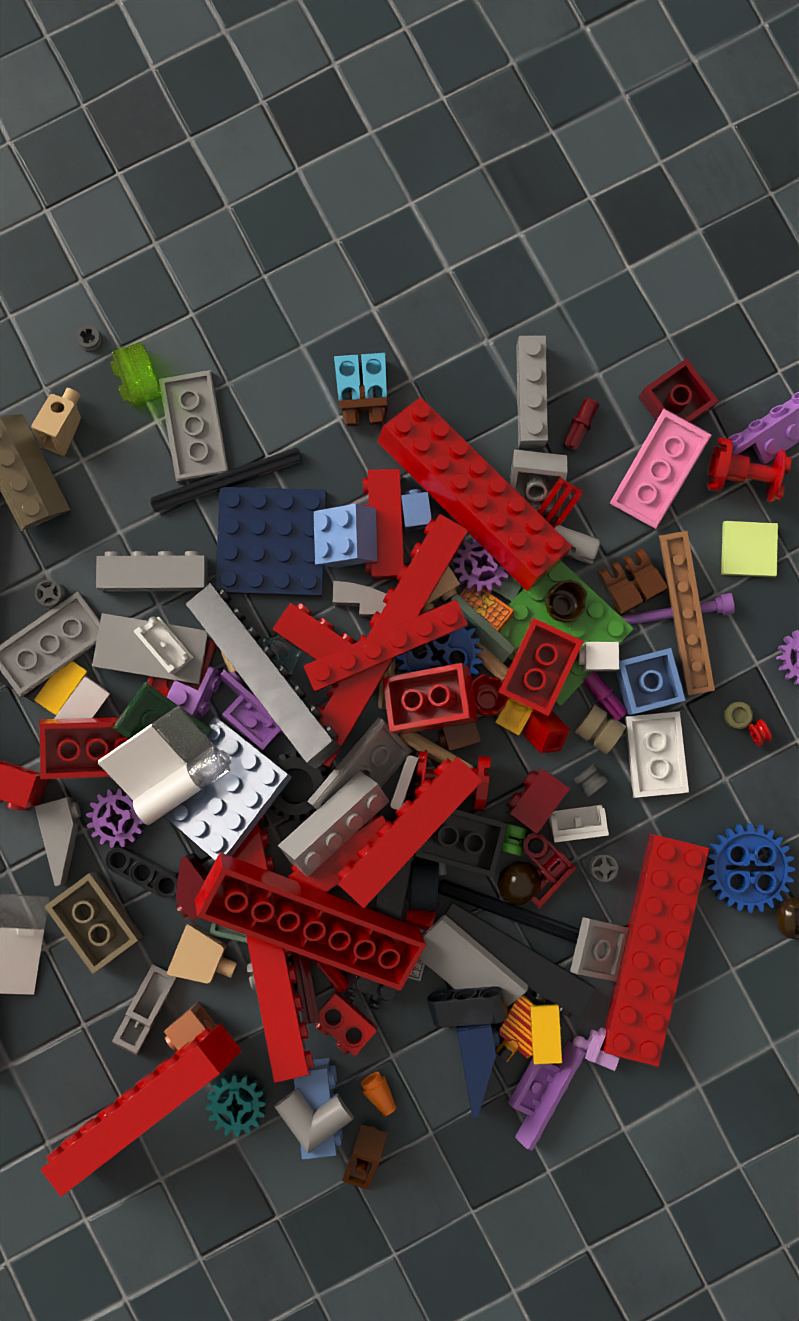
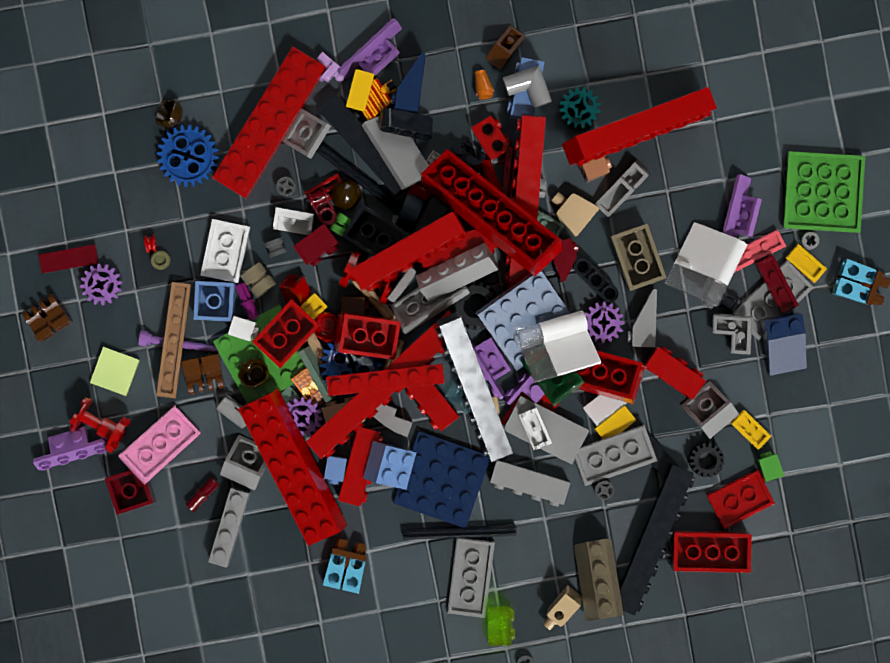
camera: 165 degrees left, 5 degrees up
(569, 488) = (226, 449): red tile -> none

